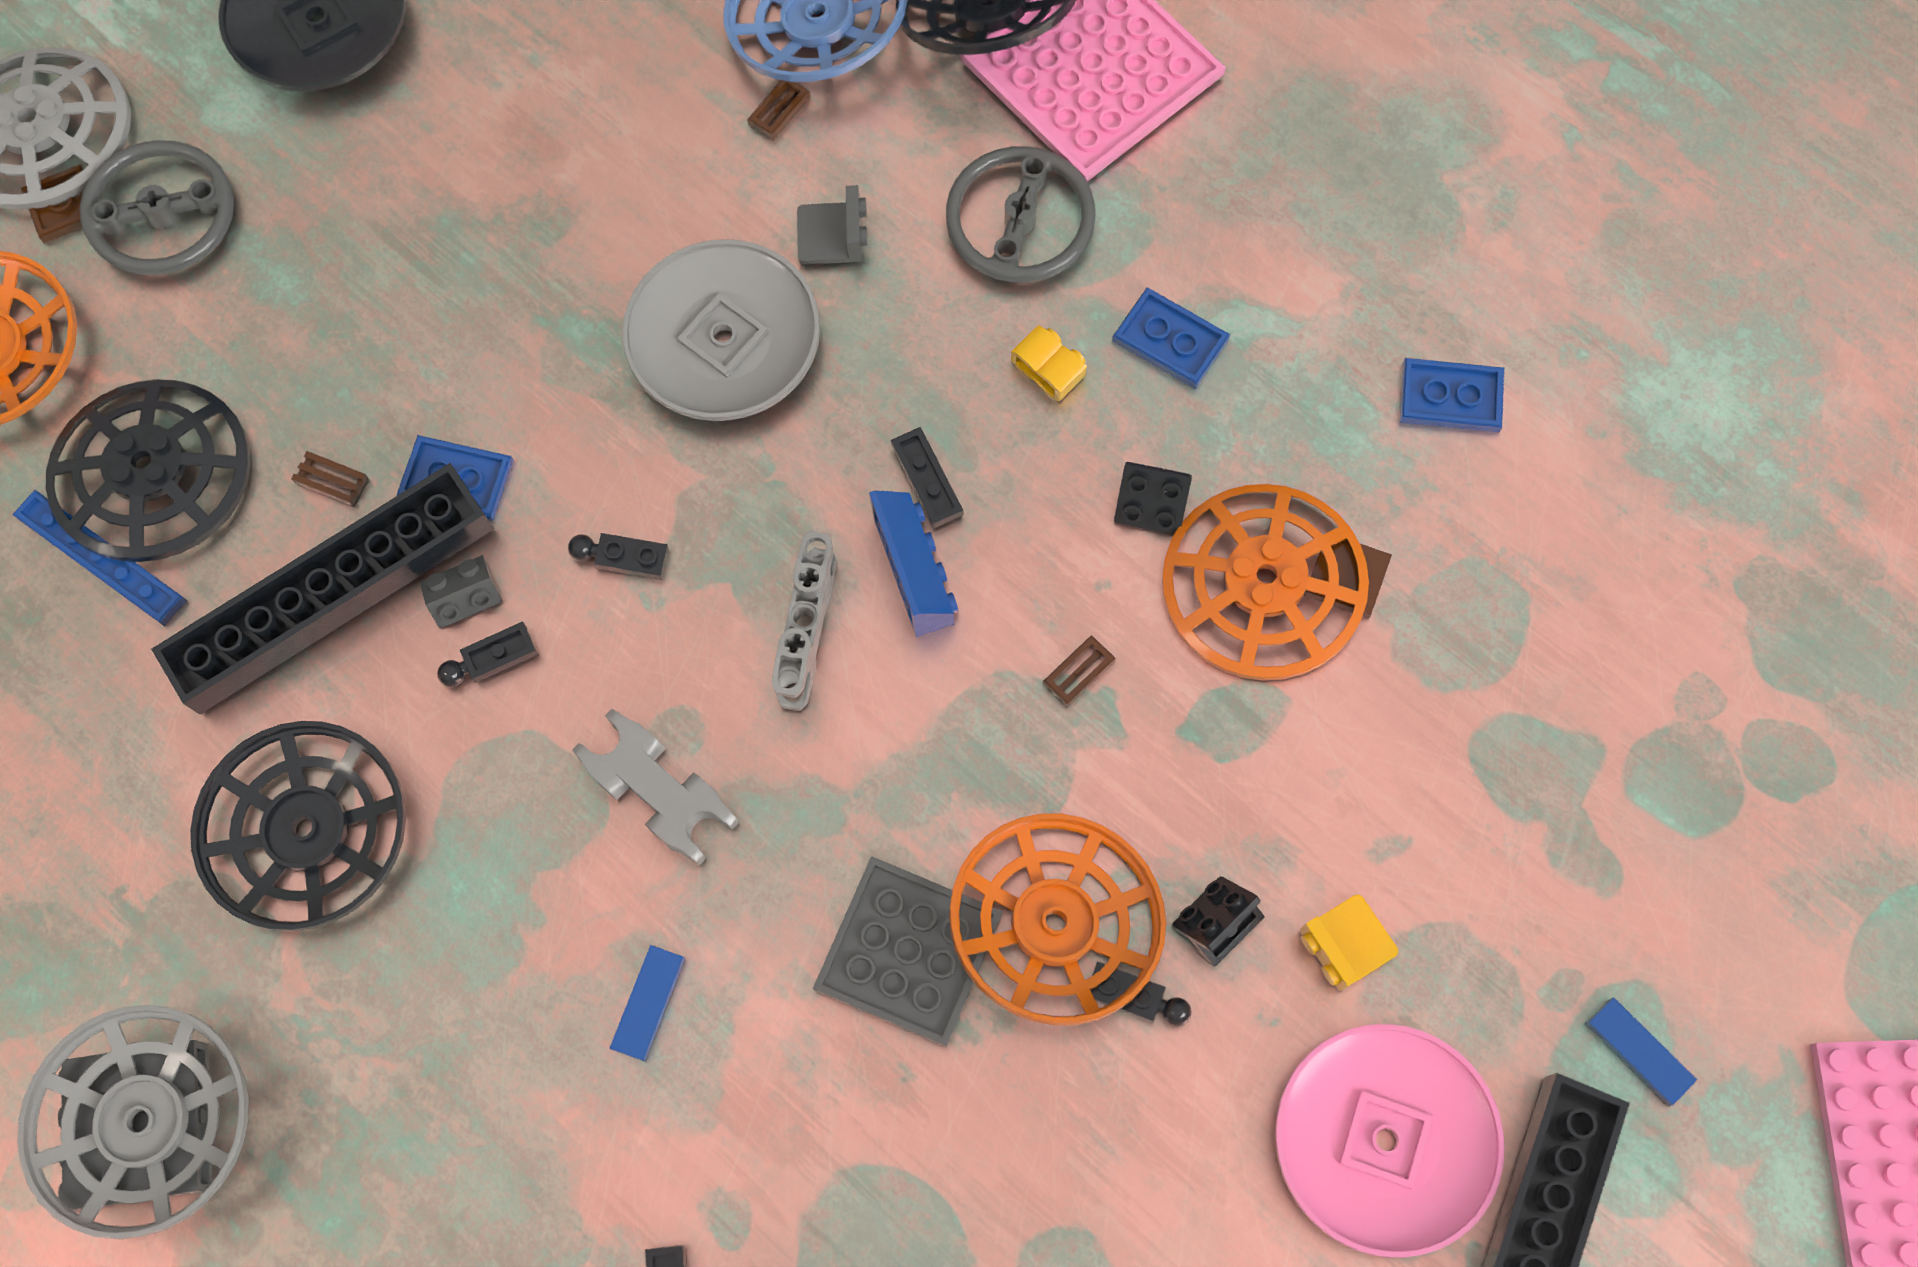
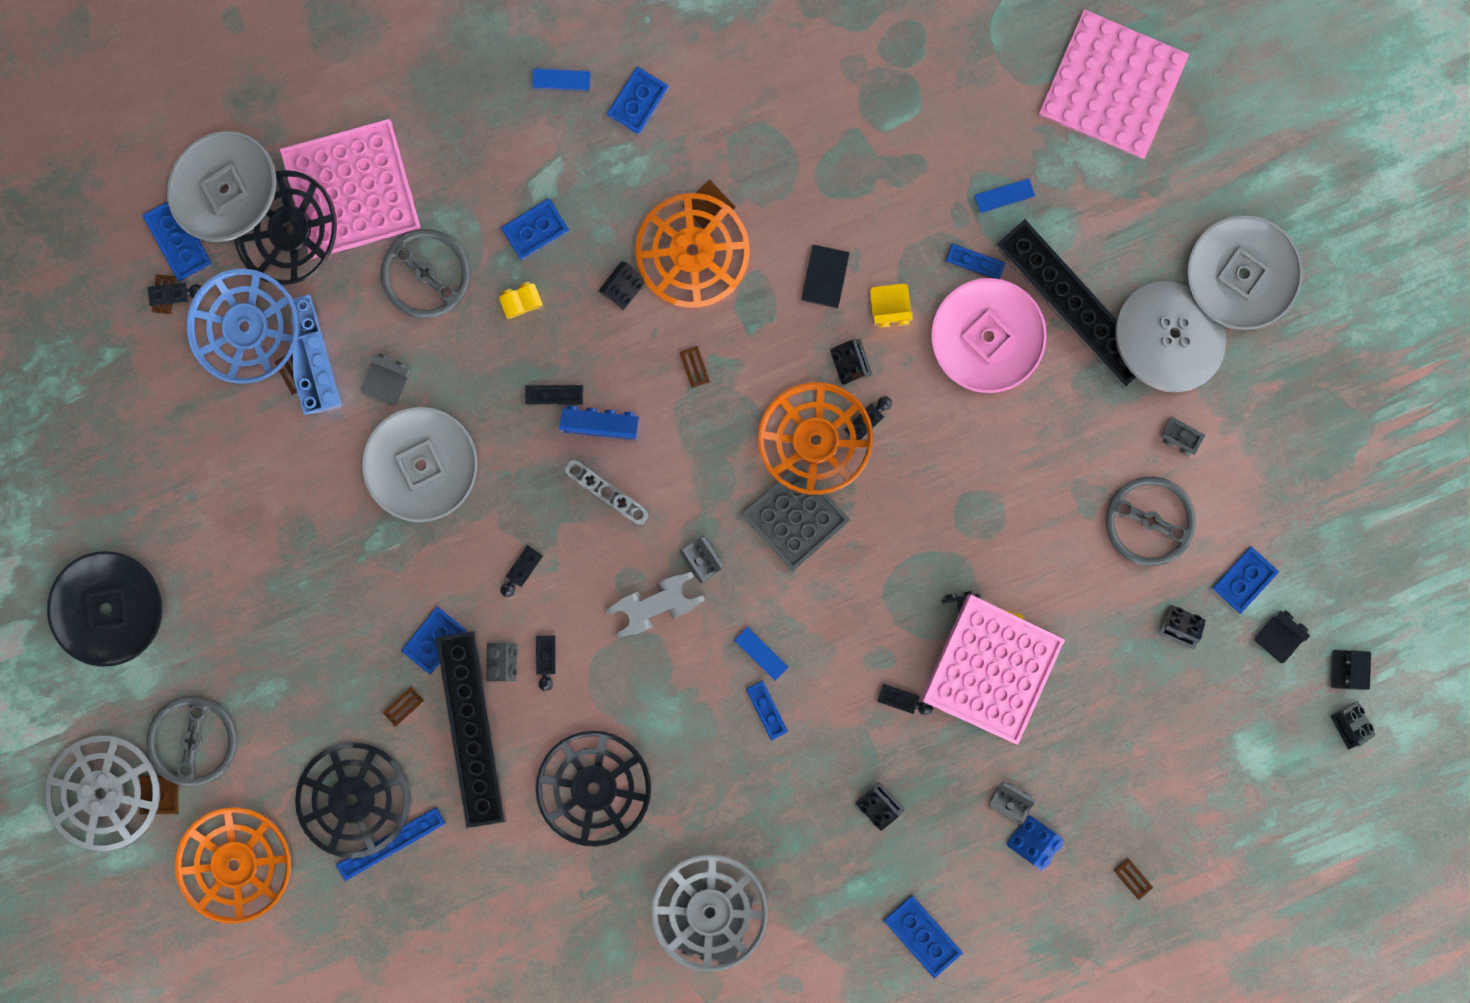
camera: 65 degrees left, 15 degrees up
(552, 1059) = (766, 710): none -> blue tile
(764, 826) = (702, 559): none -> dark grey bracket
(807, 121) = (312, 363): none -> medium blue wedge
(1337, 810) = (825, 276): none -> black tile
(1418, 273) = (561, 79): none -> blue tile
(1500, 1053) = (975, 262): none -> blue tile

